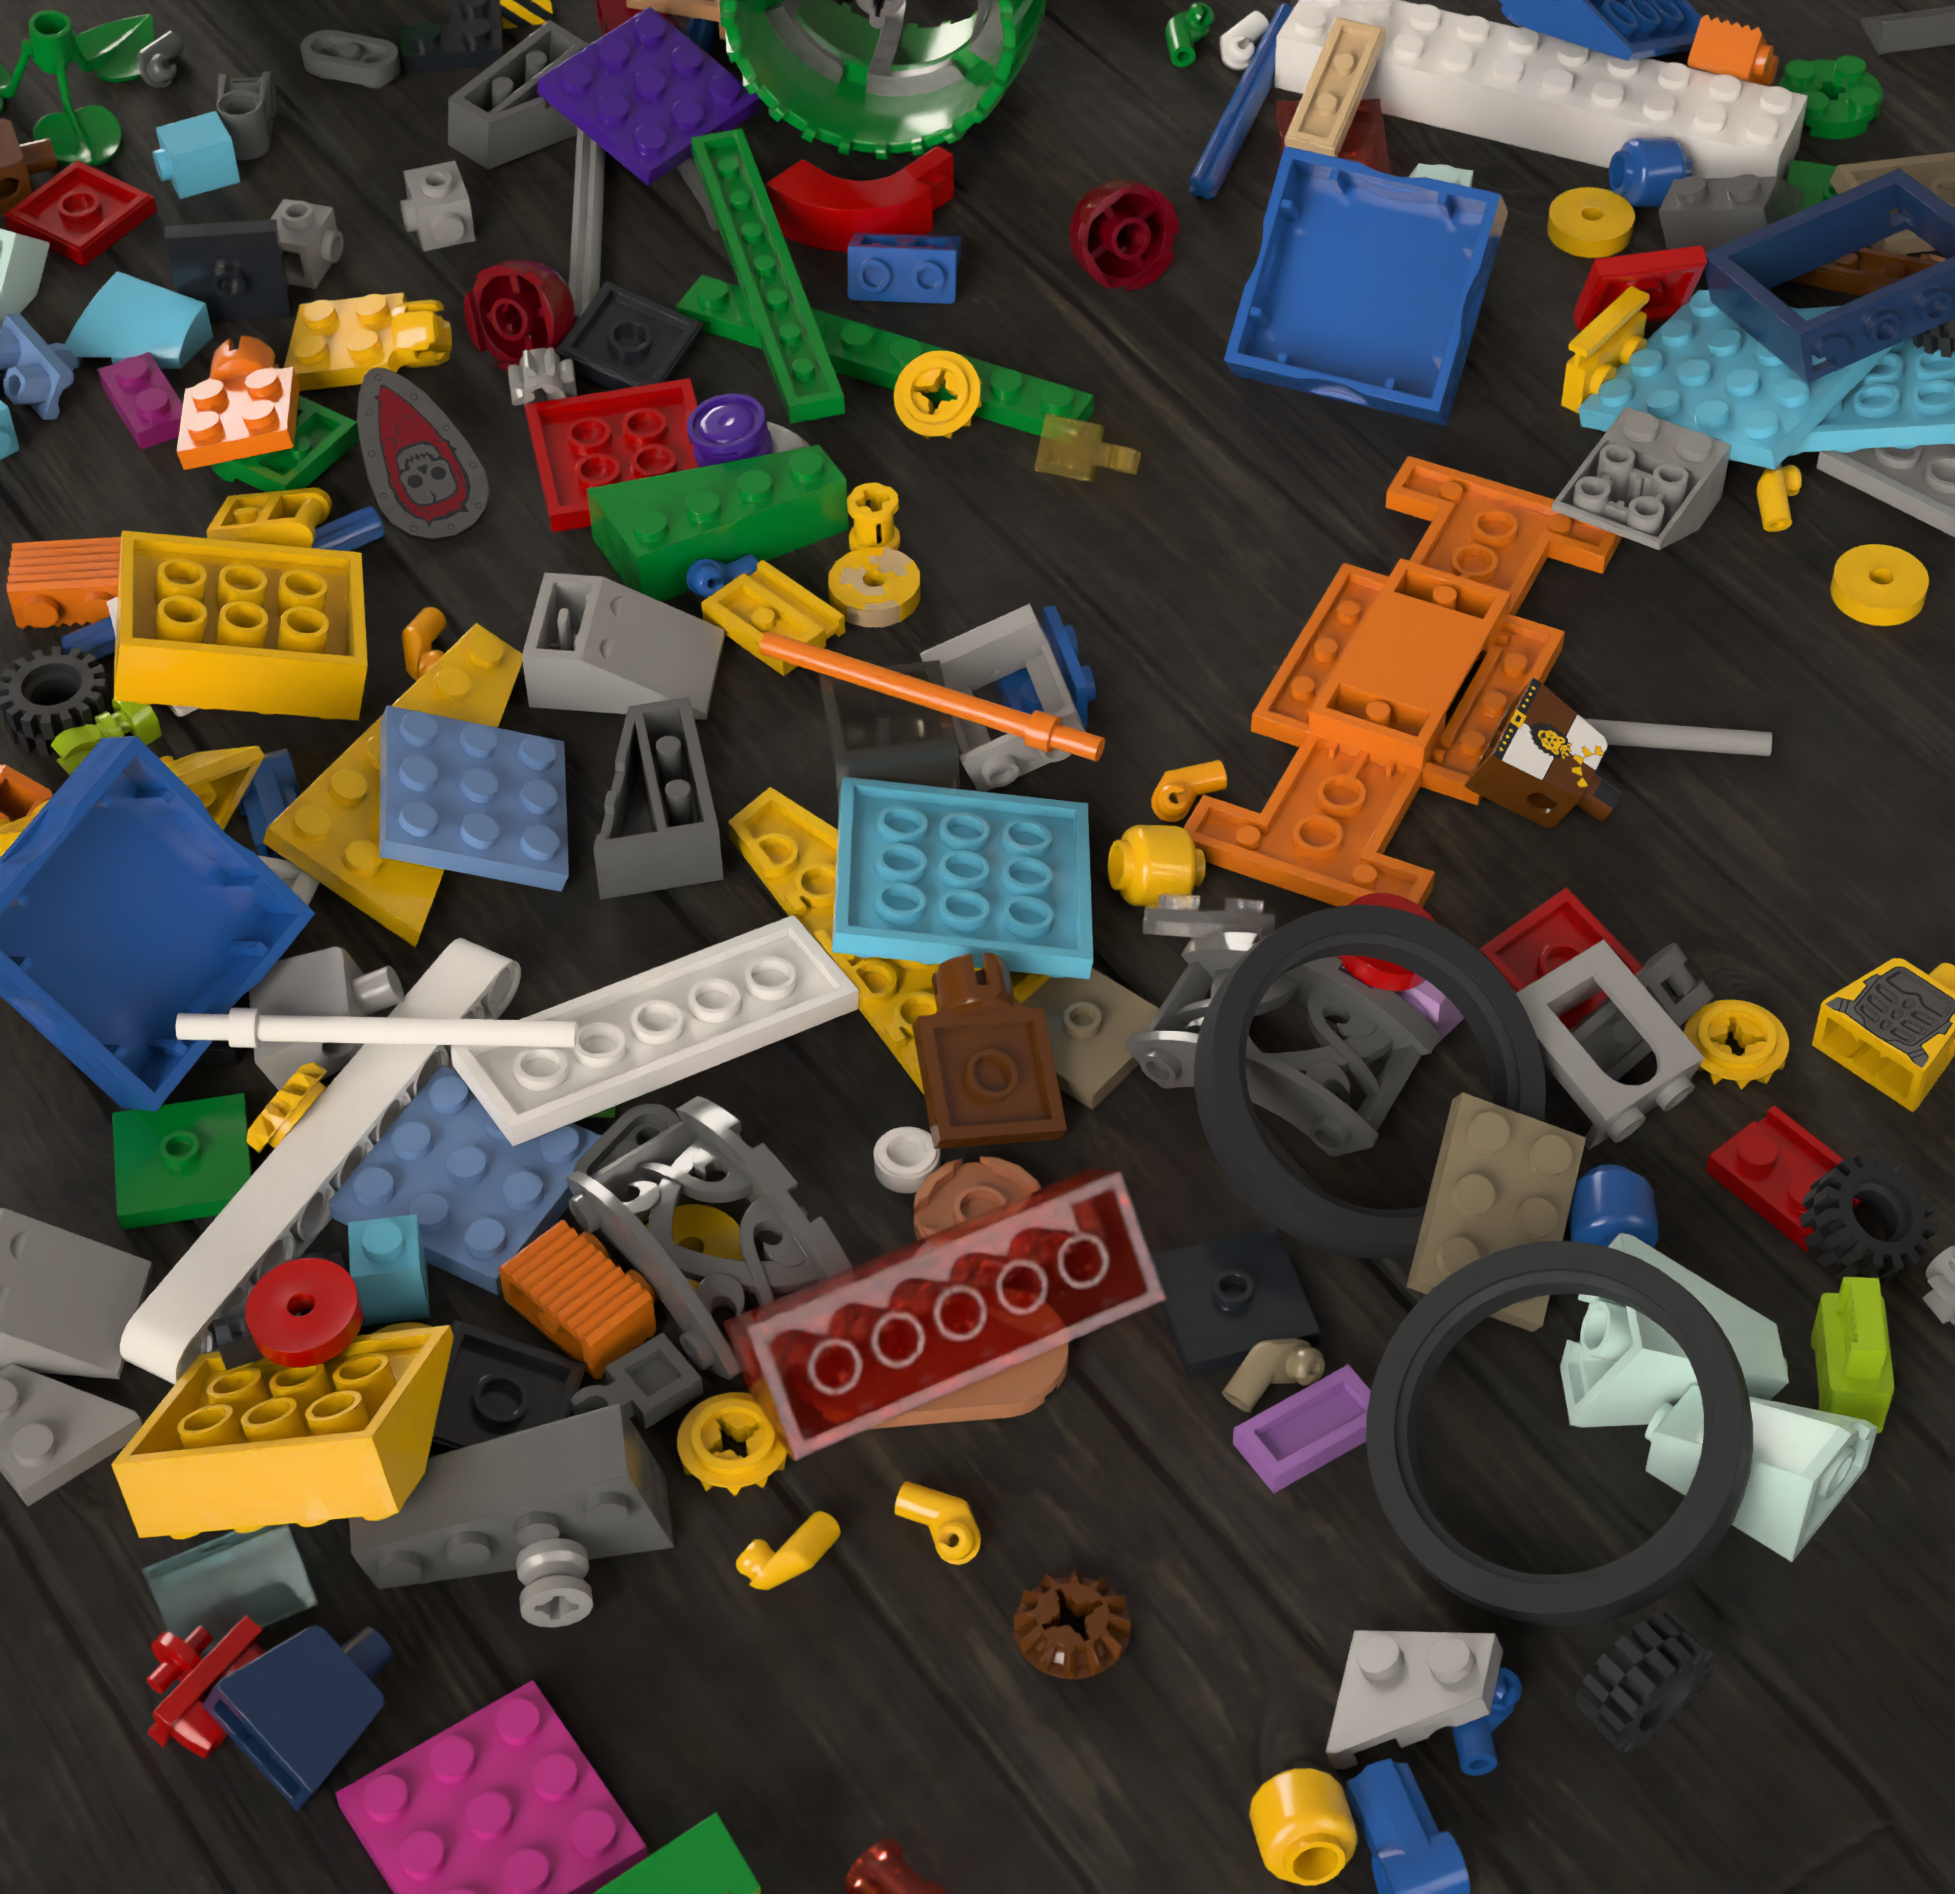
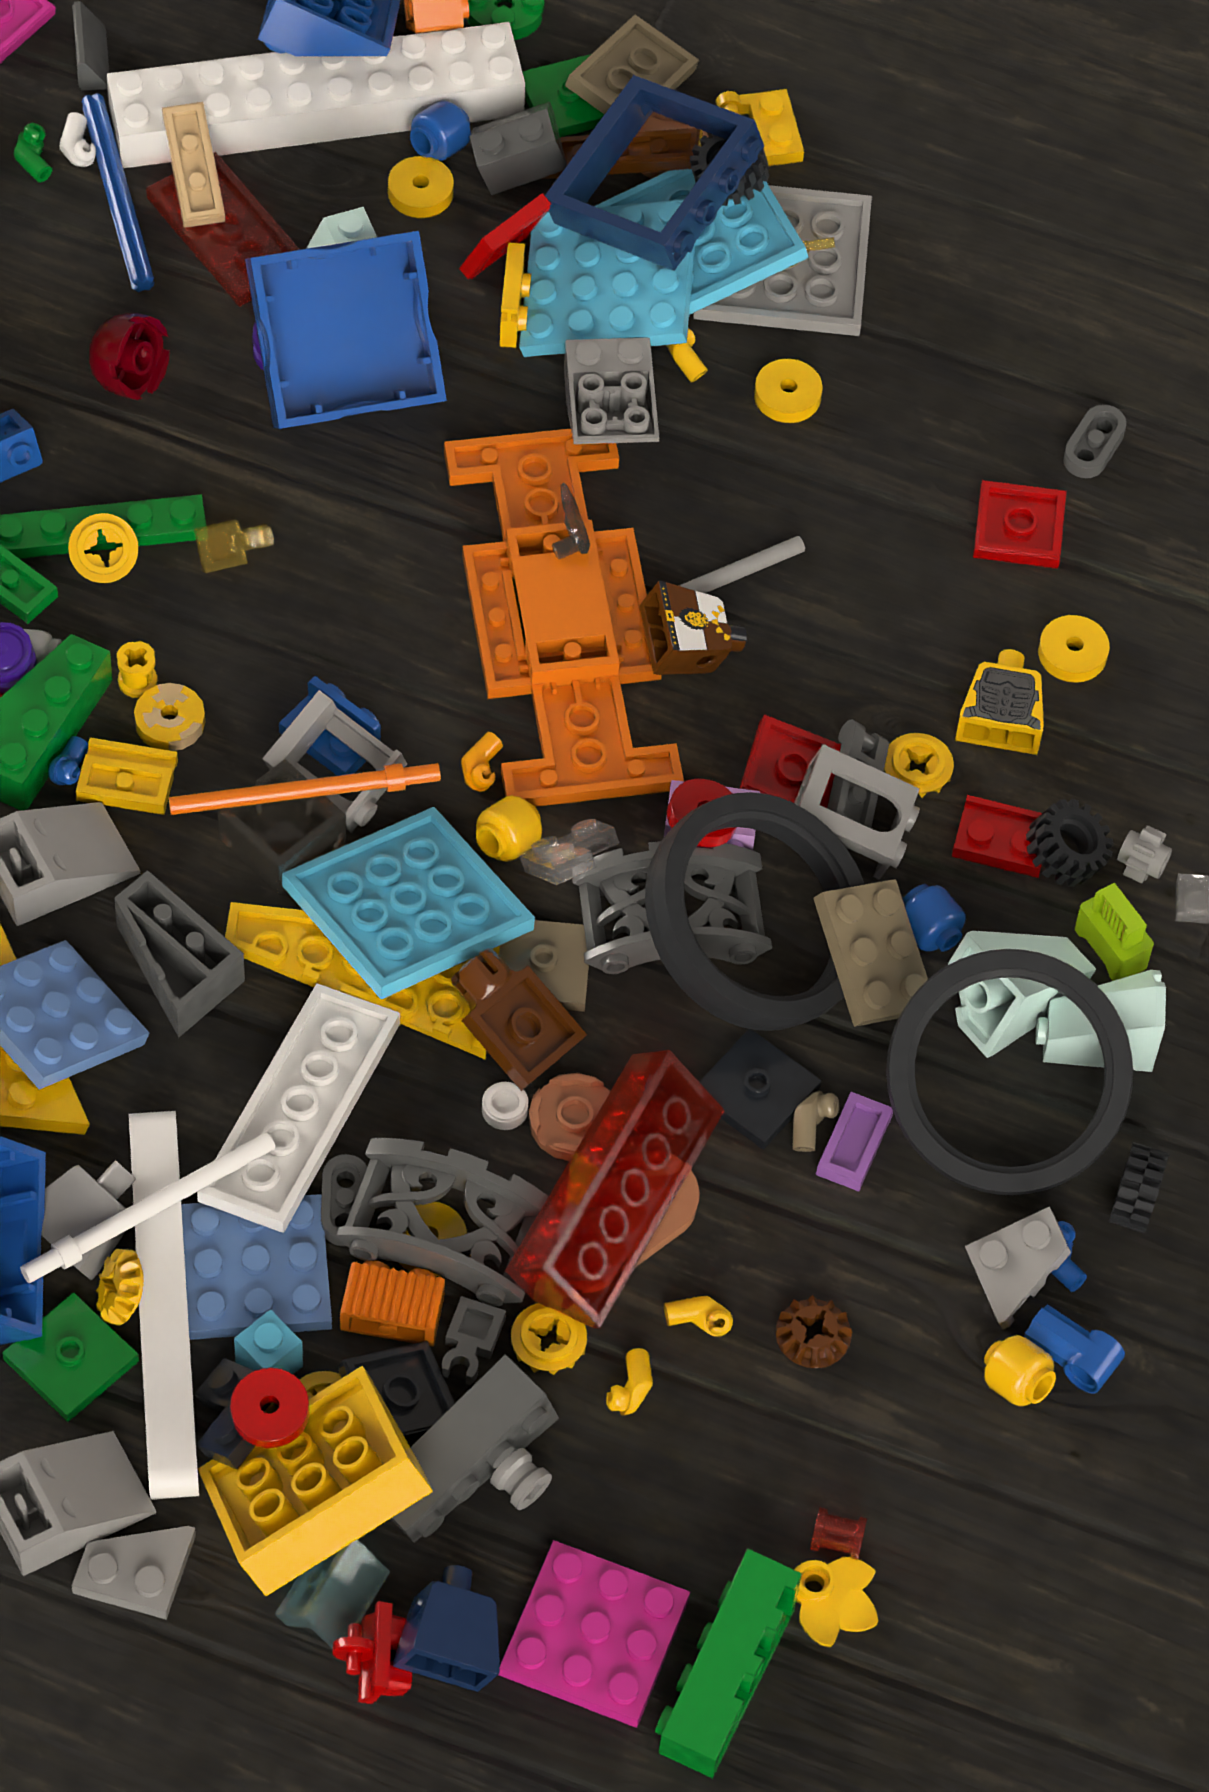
camera: 40 degrees left, 10 degrees up
(1480, 584) = (578, 537): none -> clear smoke bar

